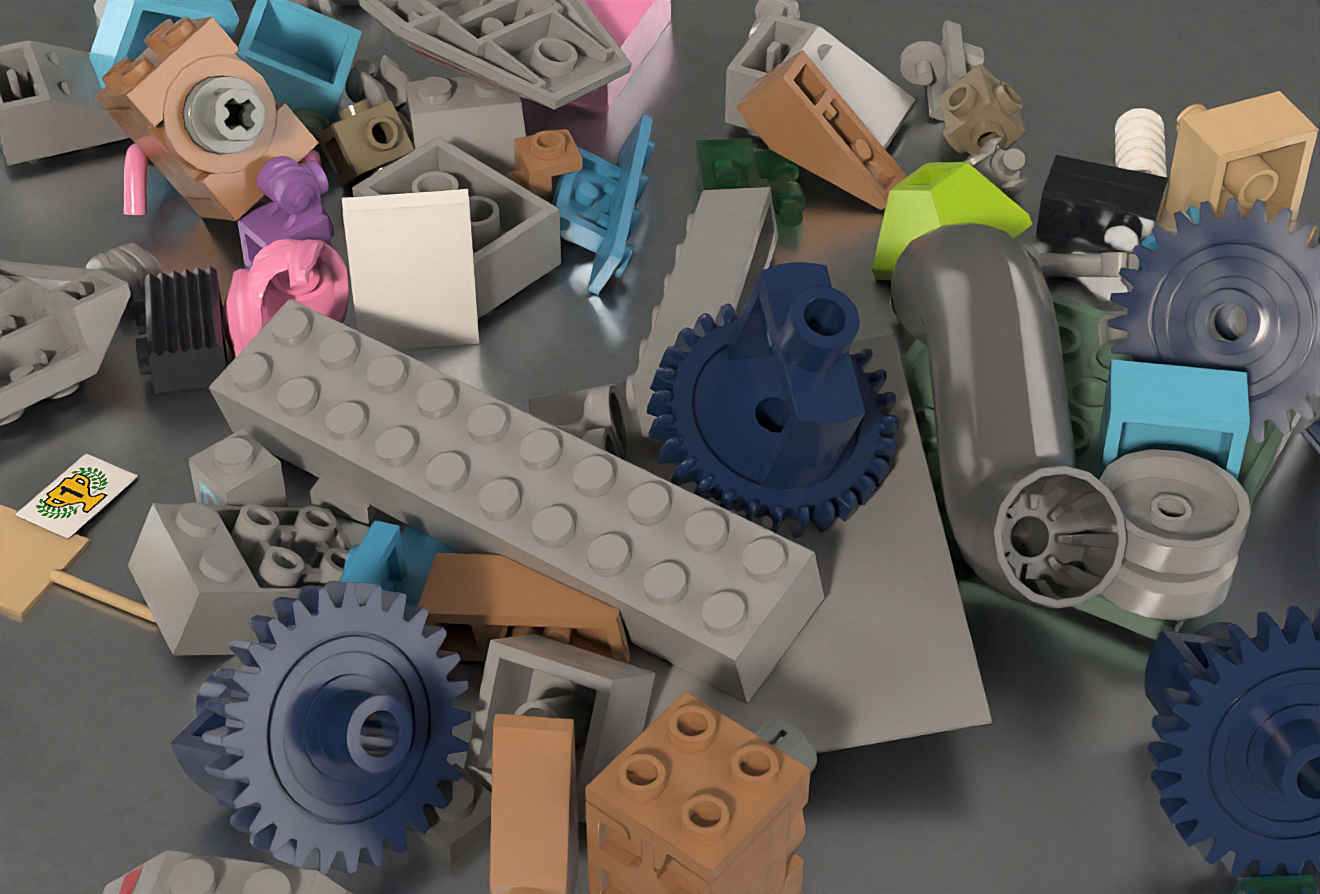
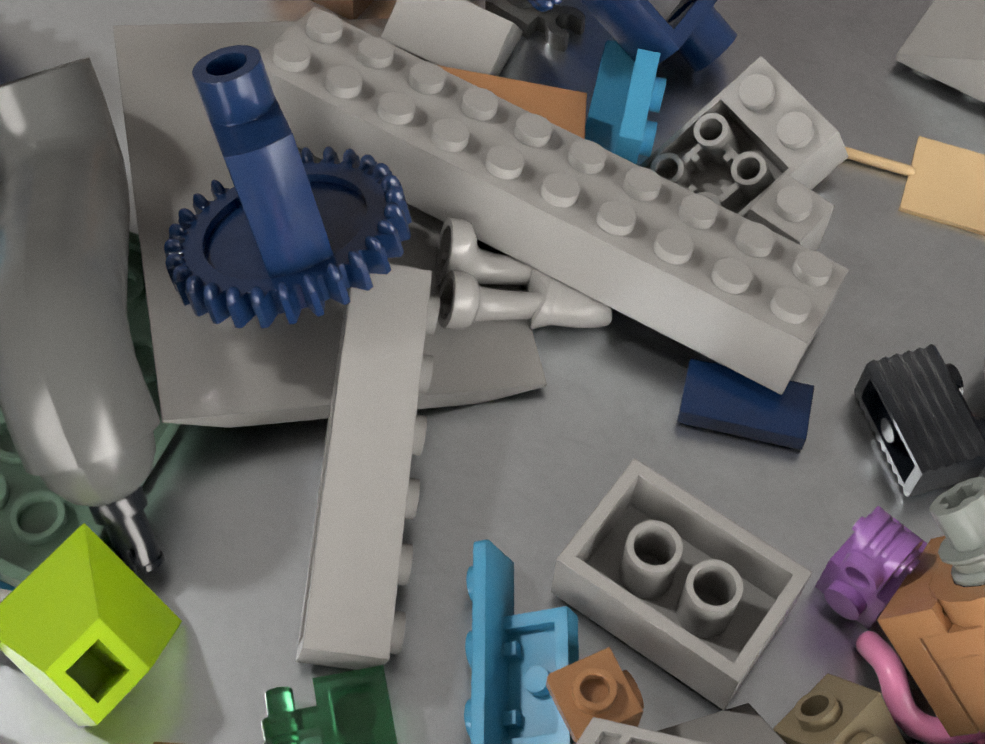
camera: 170 degrees right, 15 degrees up
(76, 496) = (934, 250): white sticker -> none
(283, 270) = (848, 446): bright pink hair -> none
(412, 268) = (702, 419): white tile -> none

